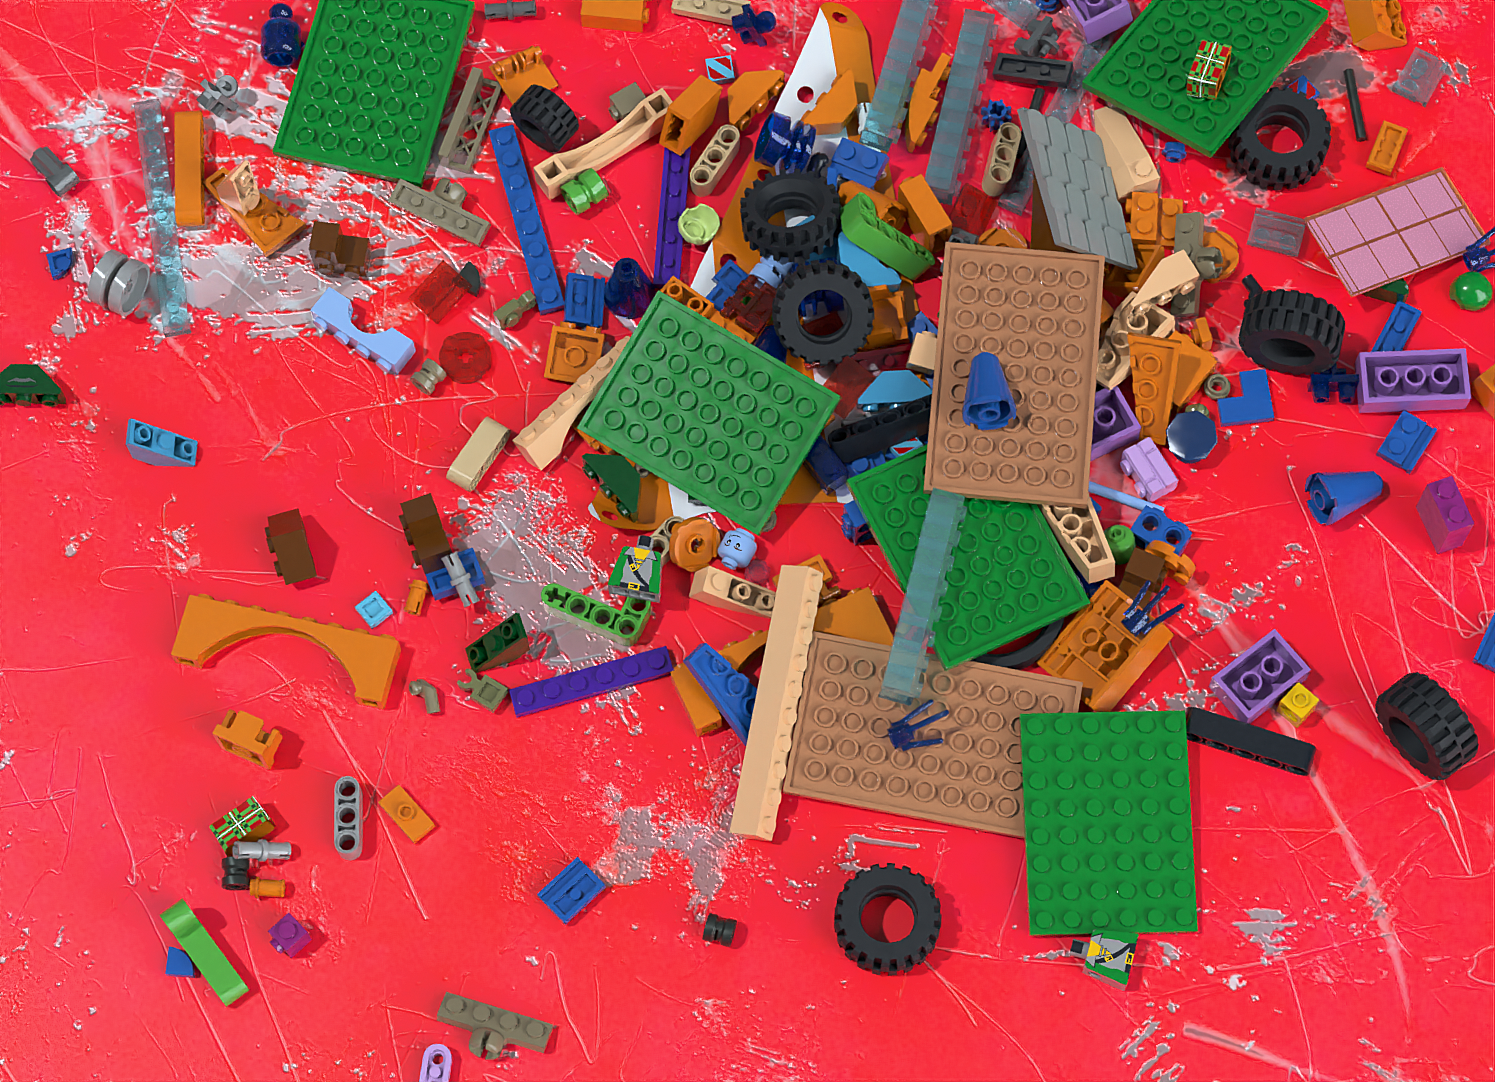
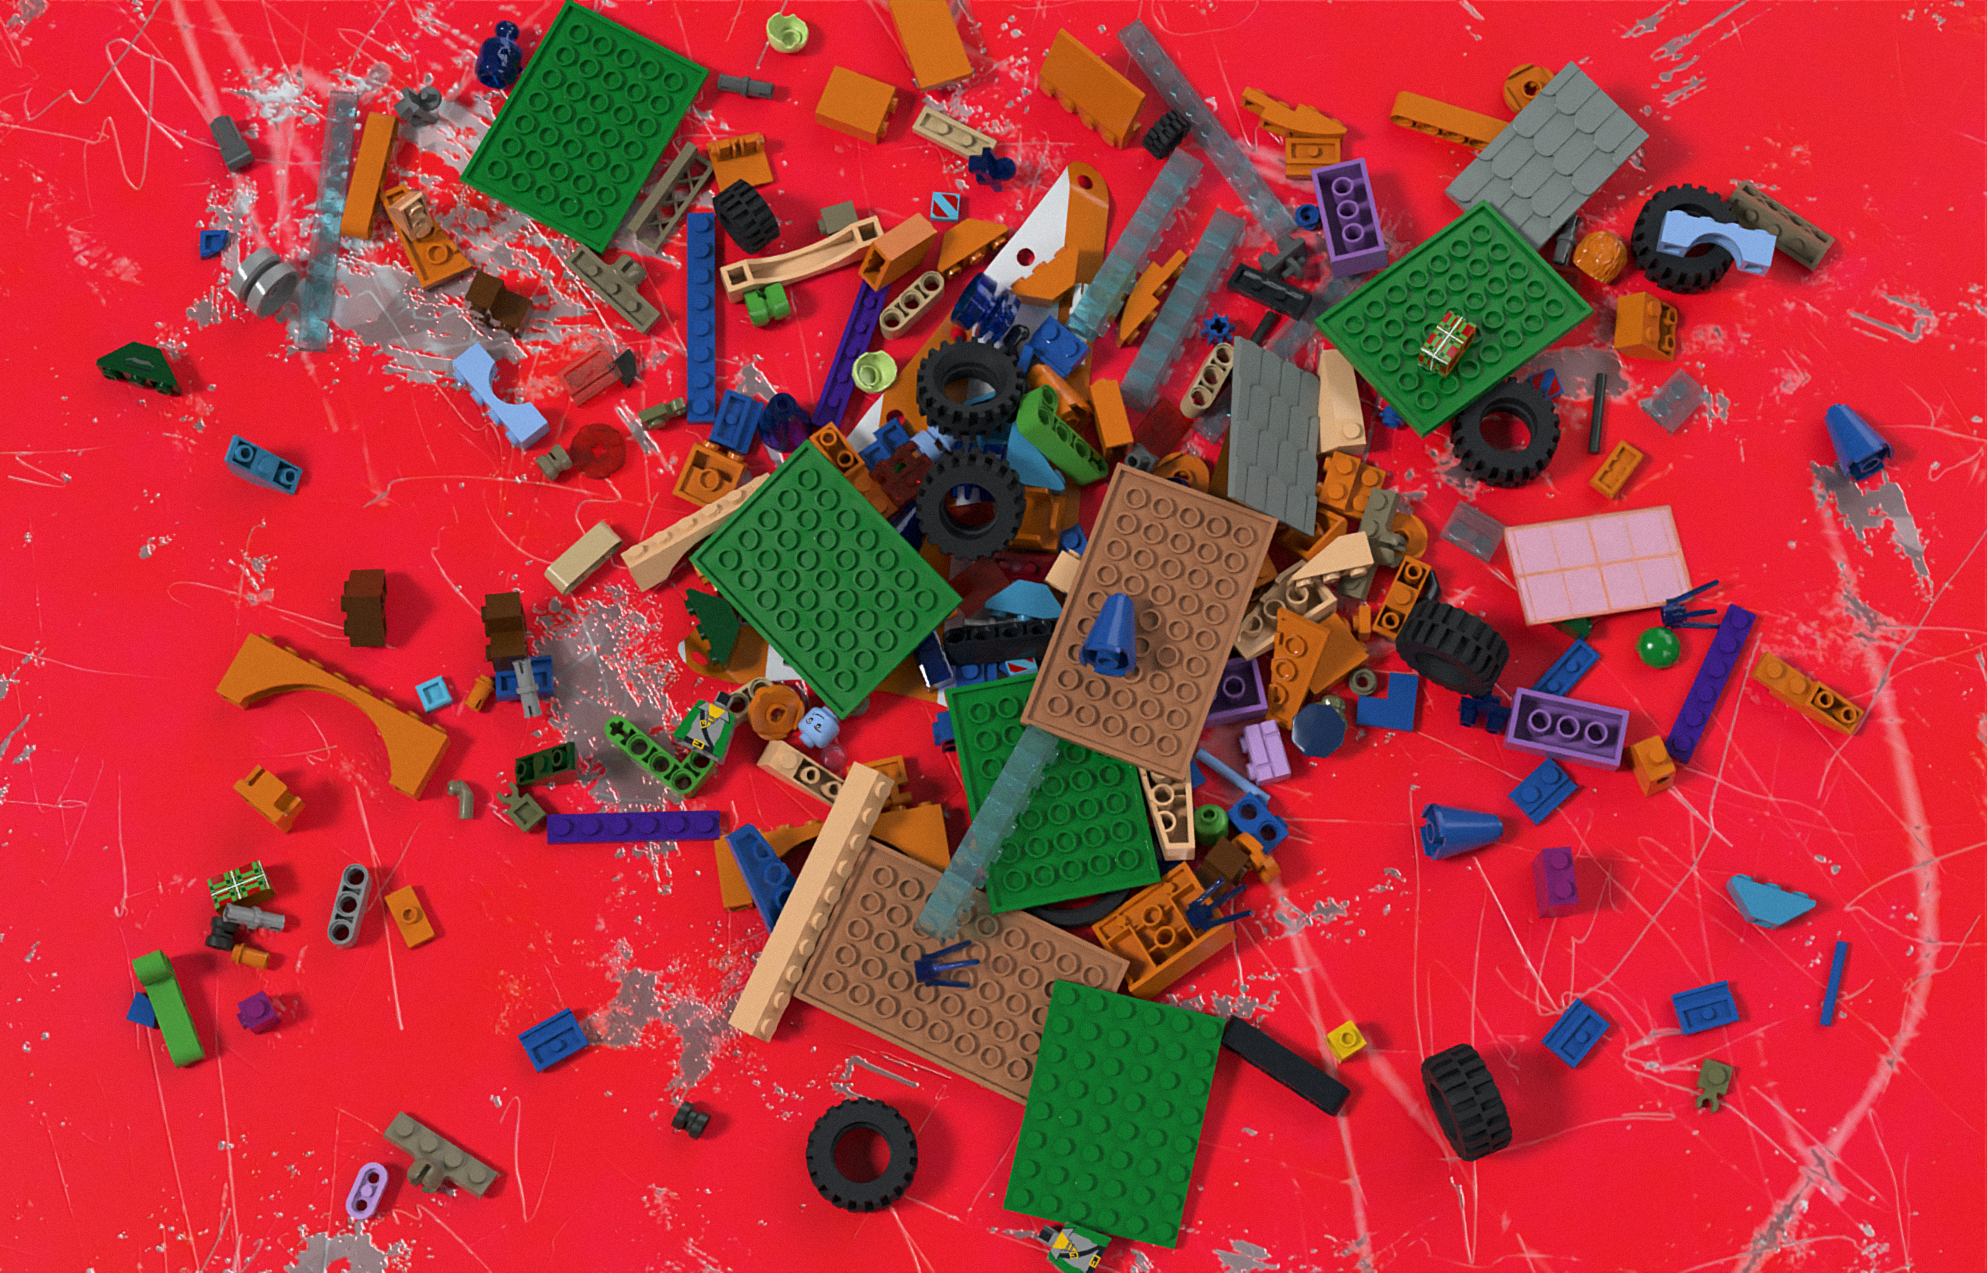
camera: 10 degrees right, 5 degrees up
(1230, 303) = (1401, 597): none -> orange slope
(1259, 677) = (1313, 1003): medium lavender brick -> none

